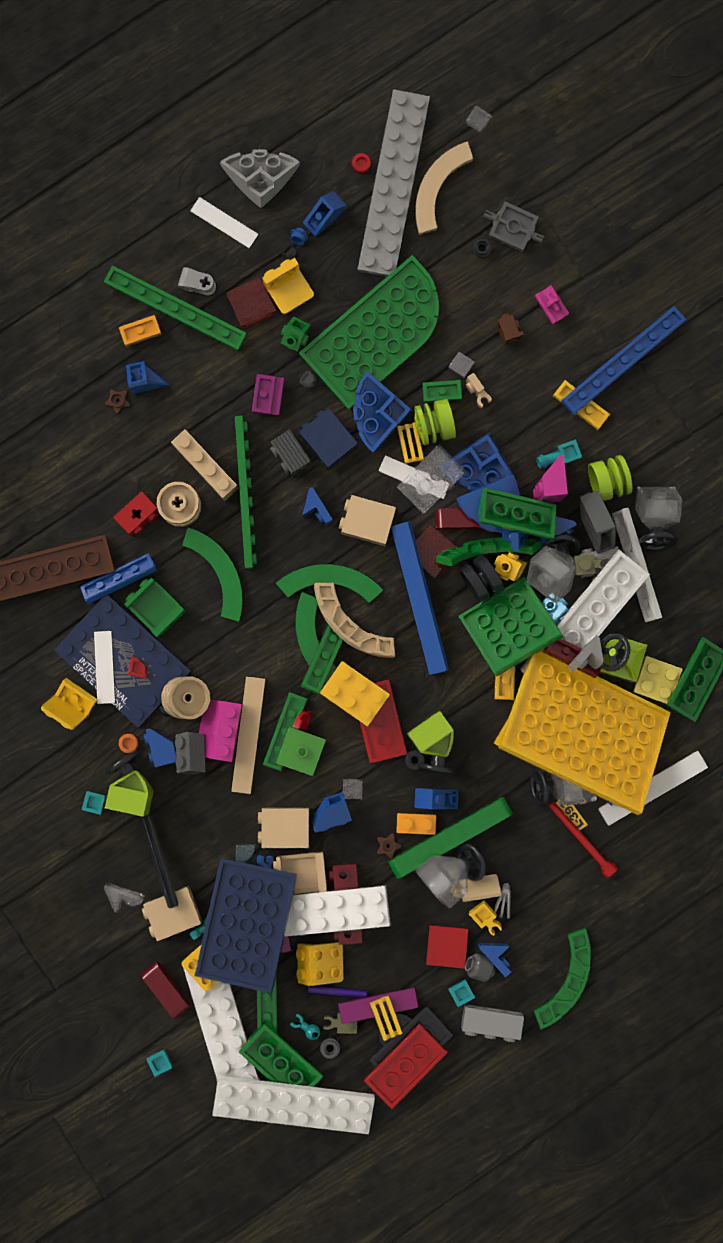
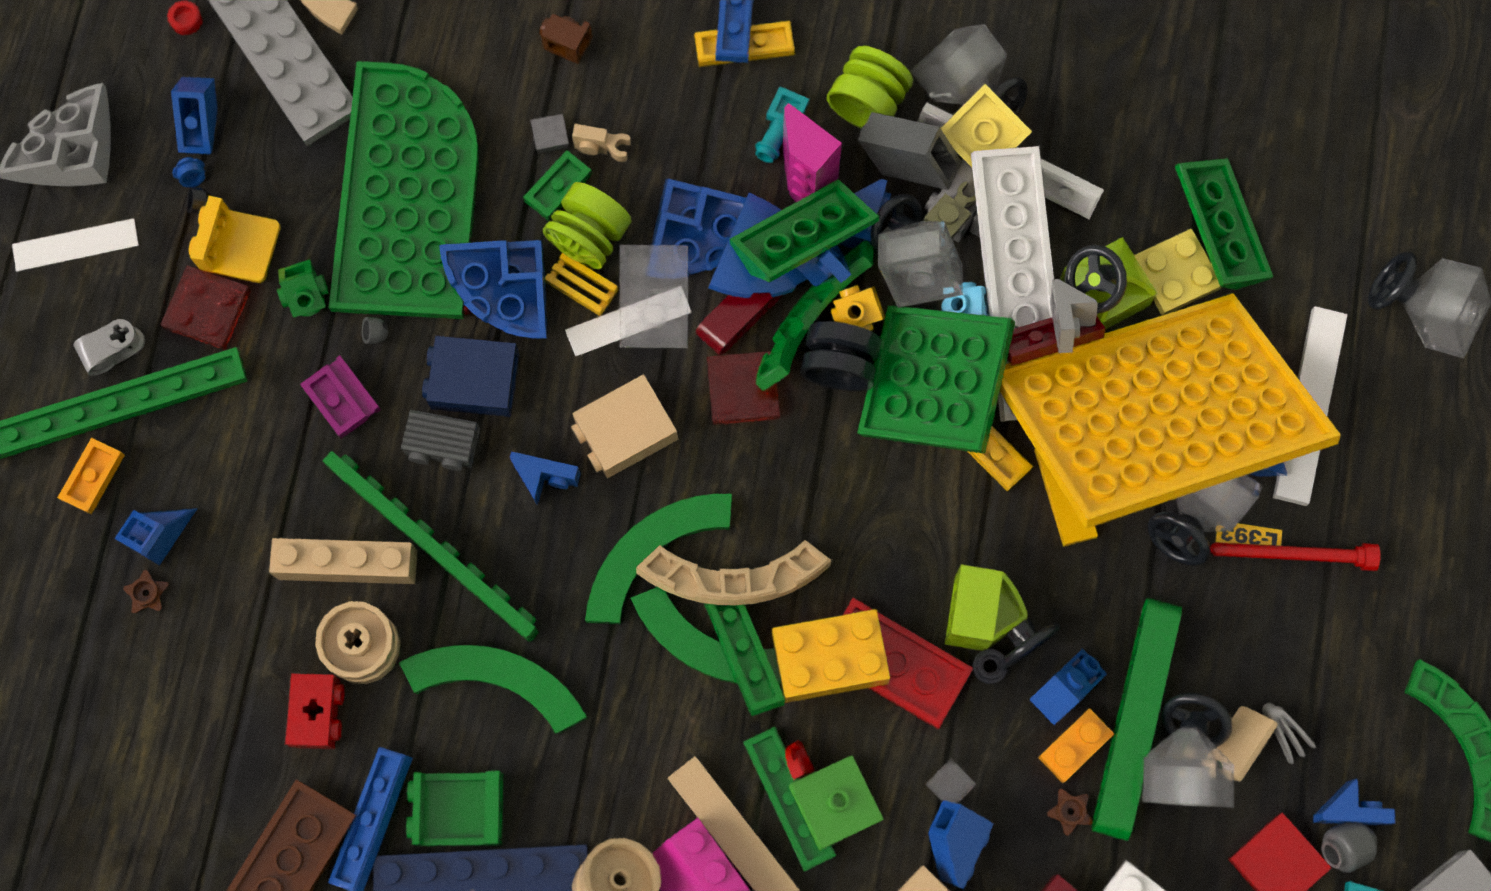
camera: 40 degrees left, 10 degrees down
(419, 598) = (788, 457): blue tile -> none
(485, 916) = (1284, 773): yellow plate -> none
(637, 543) = (984, 125): none -> light yellow plate

